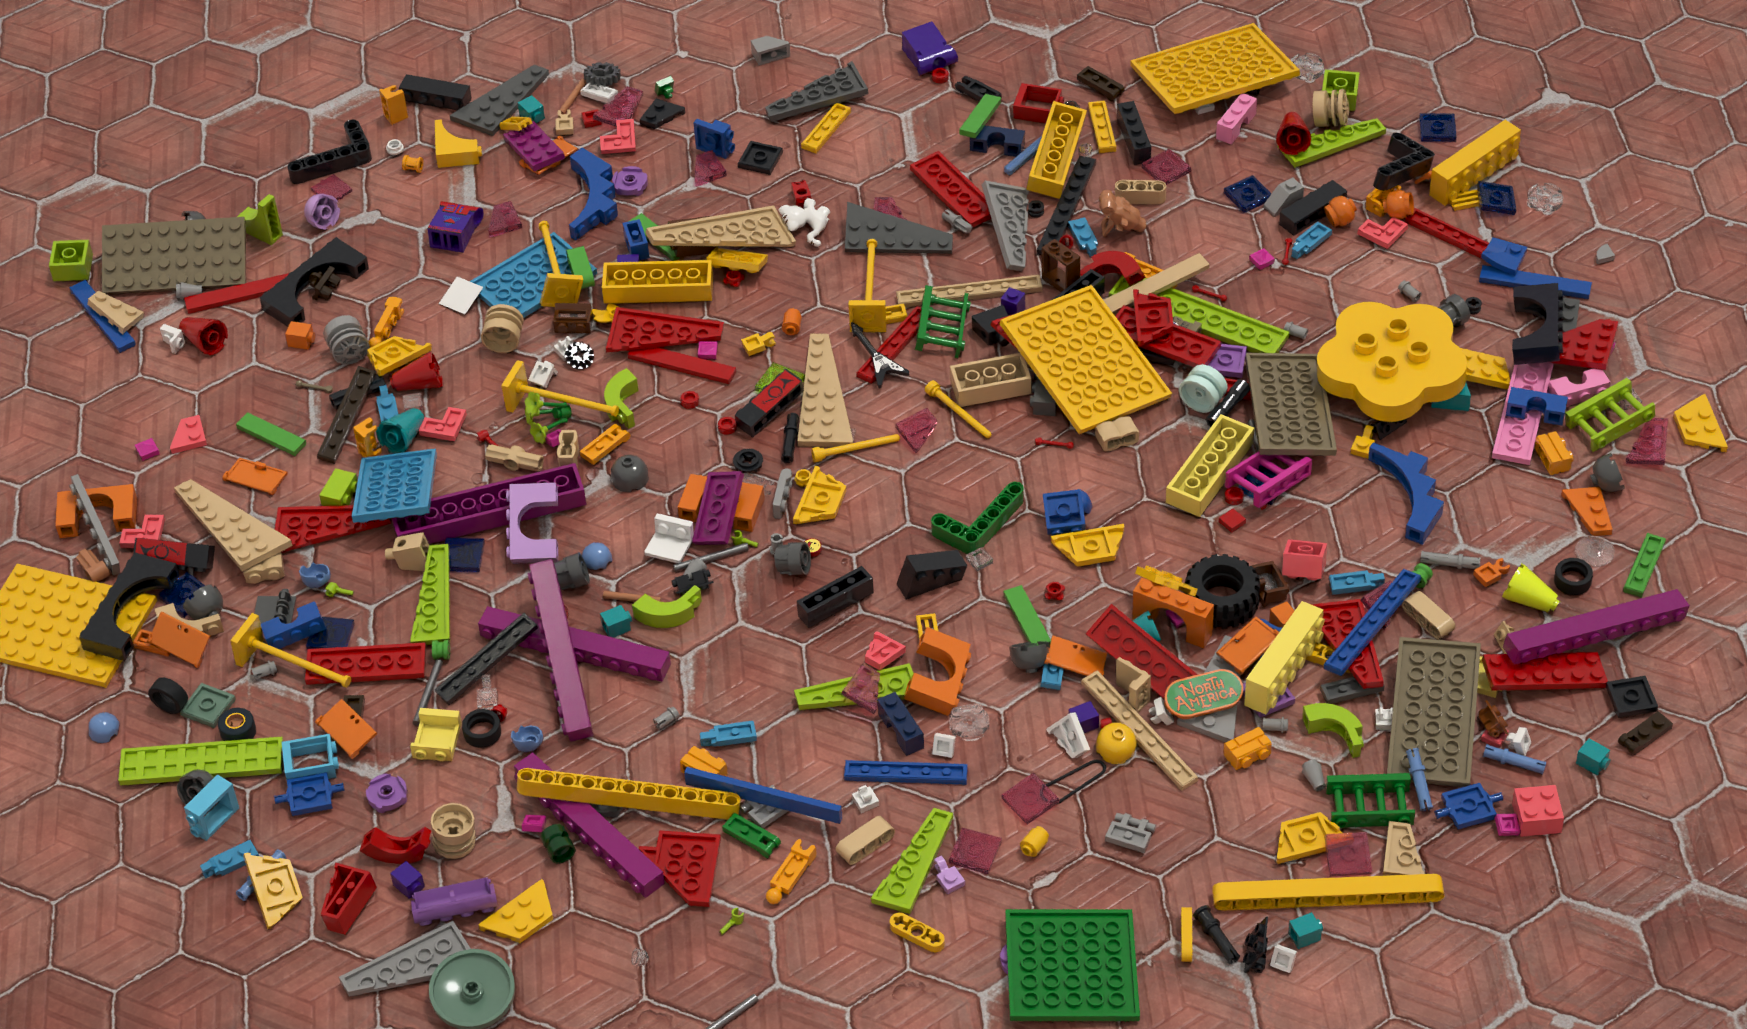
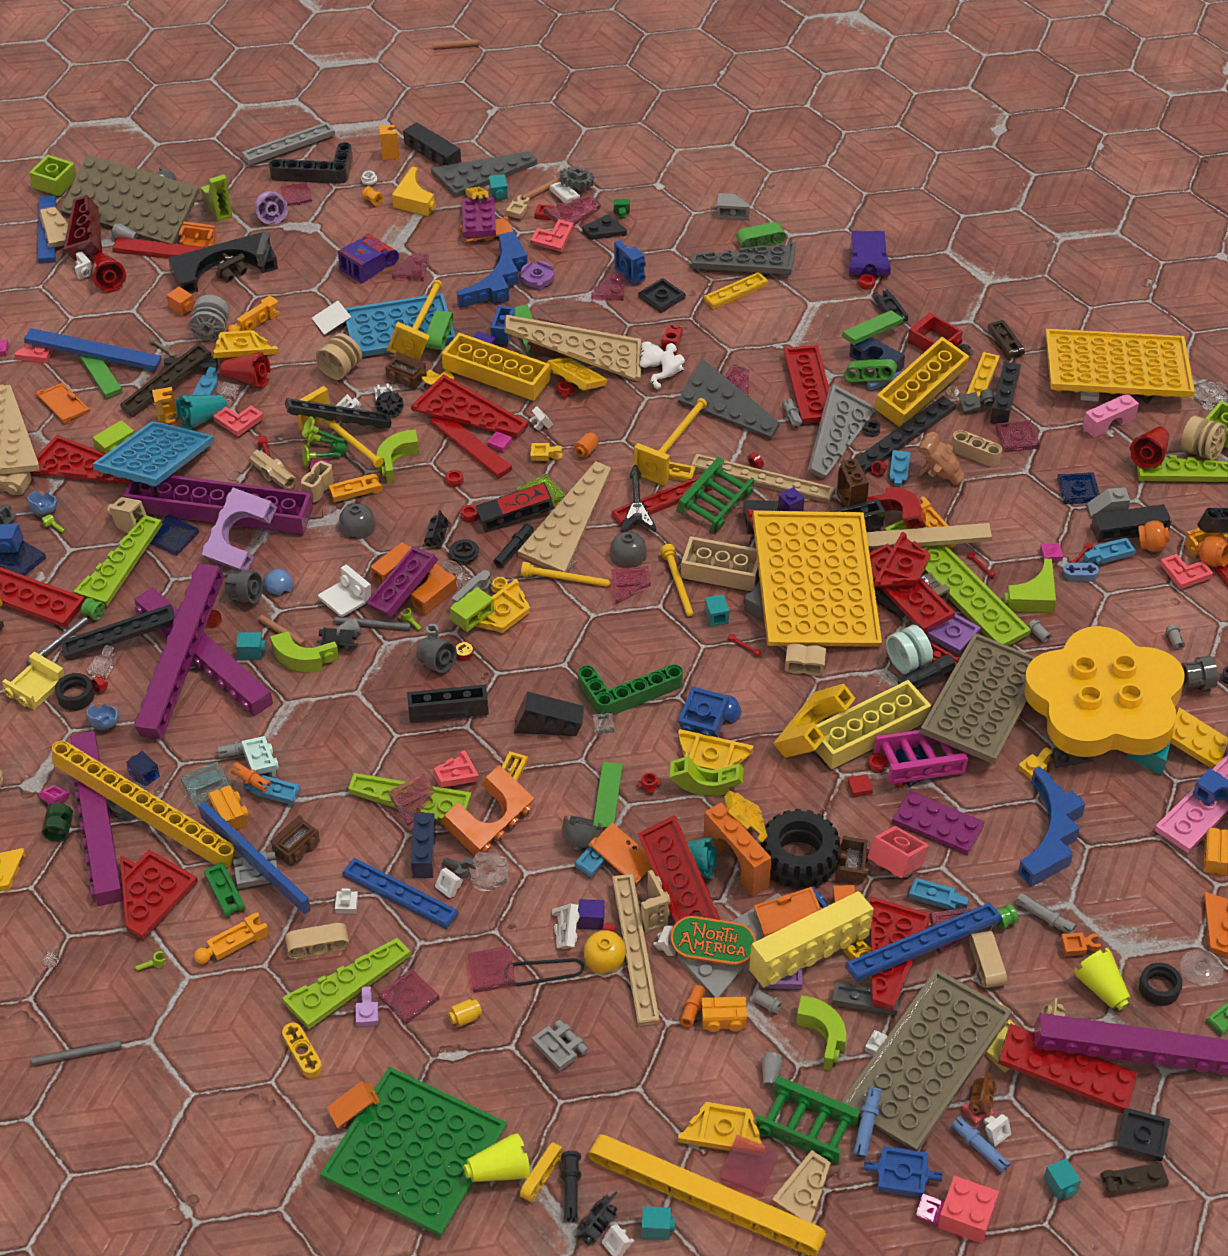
camera: 25 degrees right, 0 degrees up
(150, 301) = (83, 229): none -> dark red wedge
(249, 413) = (92, 349): none -> blue tile
(265, 265) = (197, 234): none -> orange hinge
(286, 142) = (288, 143): none -> light grey plate
(352, 253) = (263, 248): none -> dark grey tile
(545, 380) = (338, 413): none -> black plate
(599, 764) = (142, 769): none -> clear blue brick
(660, 753) = (203, 779): none -> clear light blue plate
(700, 711) = (259, 756): none -> light aqua bracket
(708, 730) = (250, 777): none -> orange pin
(712, 457) = (437, 530): none -> black hinge
(733, 313) = (541, 419): none -> white tile
(785, 768) = (295, 841): none -> reddish brown window
(799, 507) = (472, 609): none -> lime brick
(815, 67) = (760, 235): none -> bright green beam
(896, 401) = (628, 550): none -> dark grey cylinder
(945, 727) = (461, 867): none -> dark grey bar
(954, 277) = (755, 460): none -> red tile
(997, 951) = (352, 1103): none -> orange hinge
(999, 163) = (864, 375): none -> bright green beam
(1012, 422) = (716, 610): none -> teal brick
(1106, 569) = (705, 781): none -> lime arch
(1110, 152) = (971, 402): none -> dark grey plate
(1153, 938) = (499, 1162): none -> neon yellow cone
(1161, 500) = (802, 733): none -> yellow arch
(1217, 754) = (692, 1005): none -> orange pin
(1274, 300) = (1035, 595): none -> lime arch
(1296, 266) = (1080, 572): none -> medium blue beam
(1316, 523) = (938, 822): none -> magenta plate

